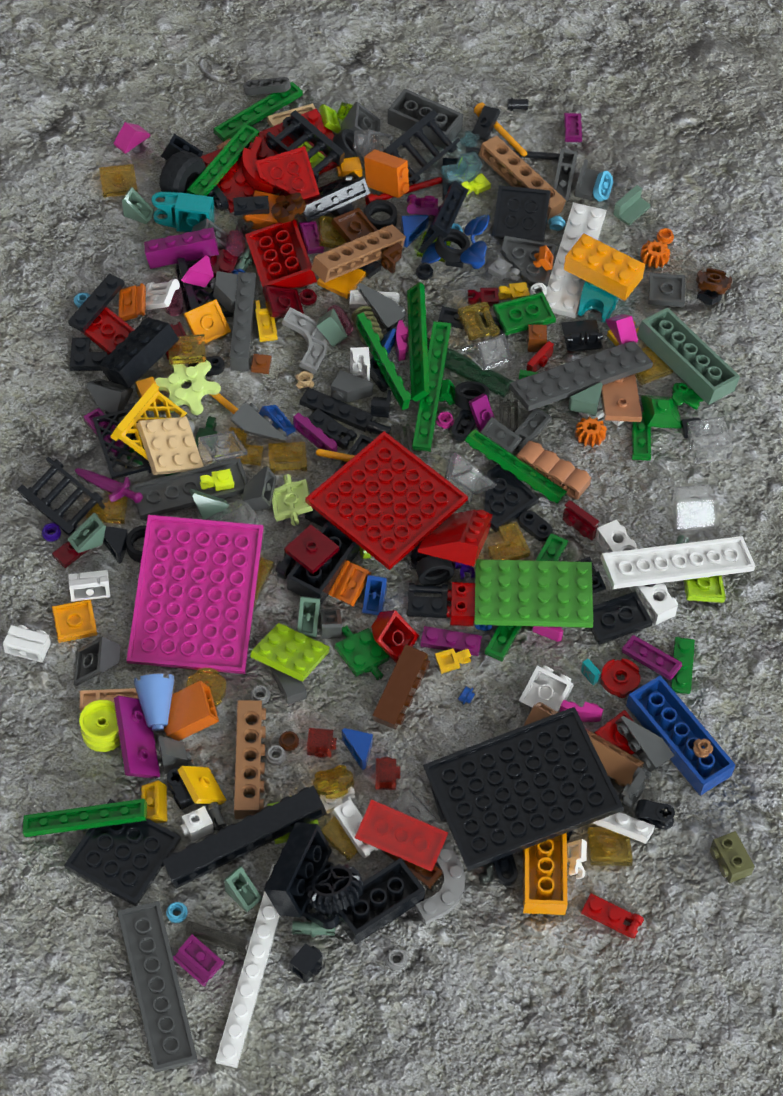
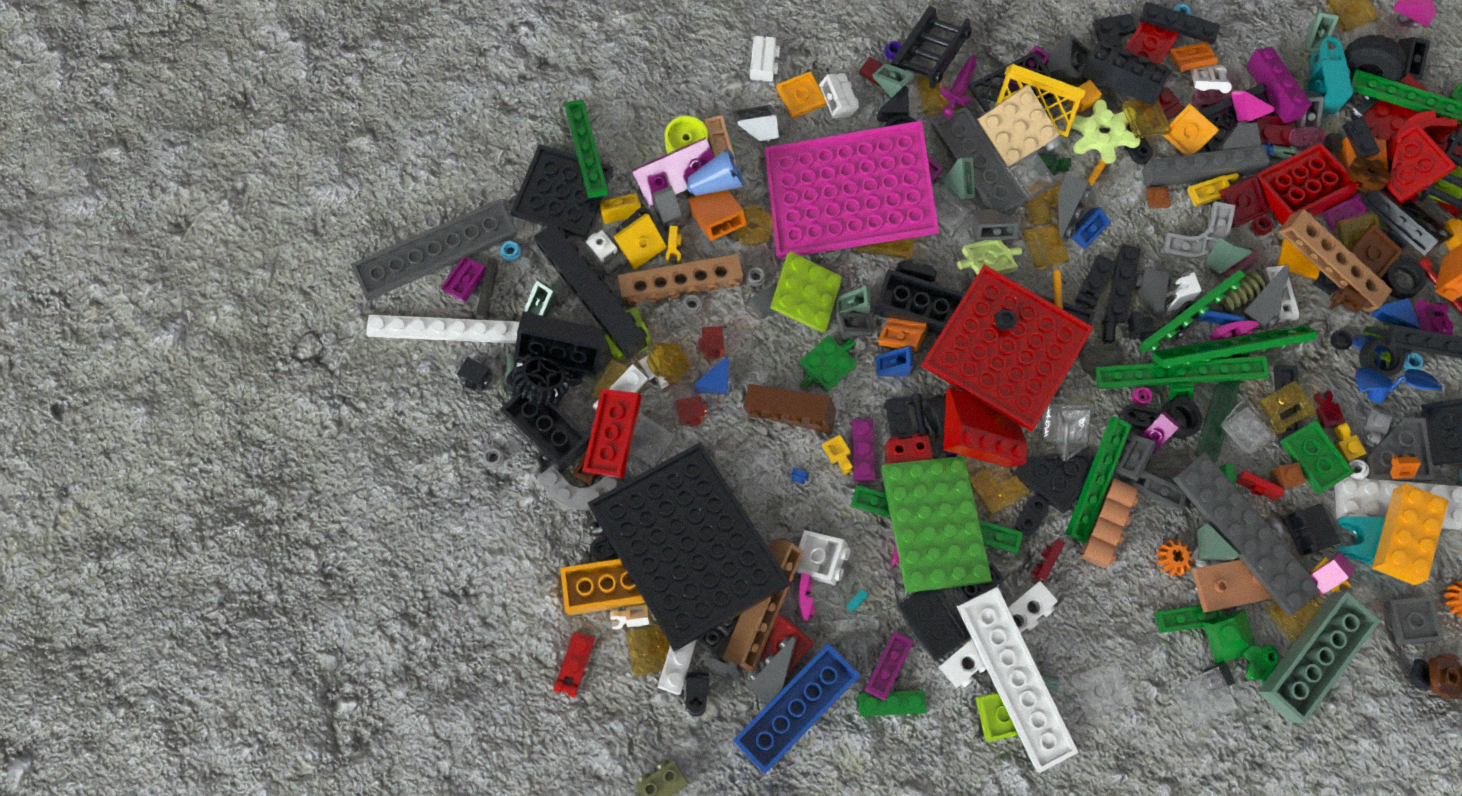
camera: 80 degrees right, 15 degrees up
(206, 758) = (674, 241): none -> yellow plate
(219, 479) = (992, 185): neon yellow plate -> none
(289, 741) = (710, 313): reddish brown plate -> none
(304, 380) = (1153, 240): tan plate -> none
(311, 549) = (926, 284): dark red plate -> none
(313, 434) = (1081, 267): magenta plate -> none
(364, 491) = (1005, 320): none -> black plate
(393, 633) = (850, 388): red slope -> none
(617, 687) = (846, 639): red plate -> none
(700, 752) = (781, 733): medium nougat plate -> none

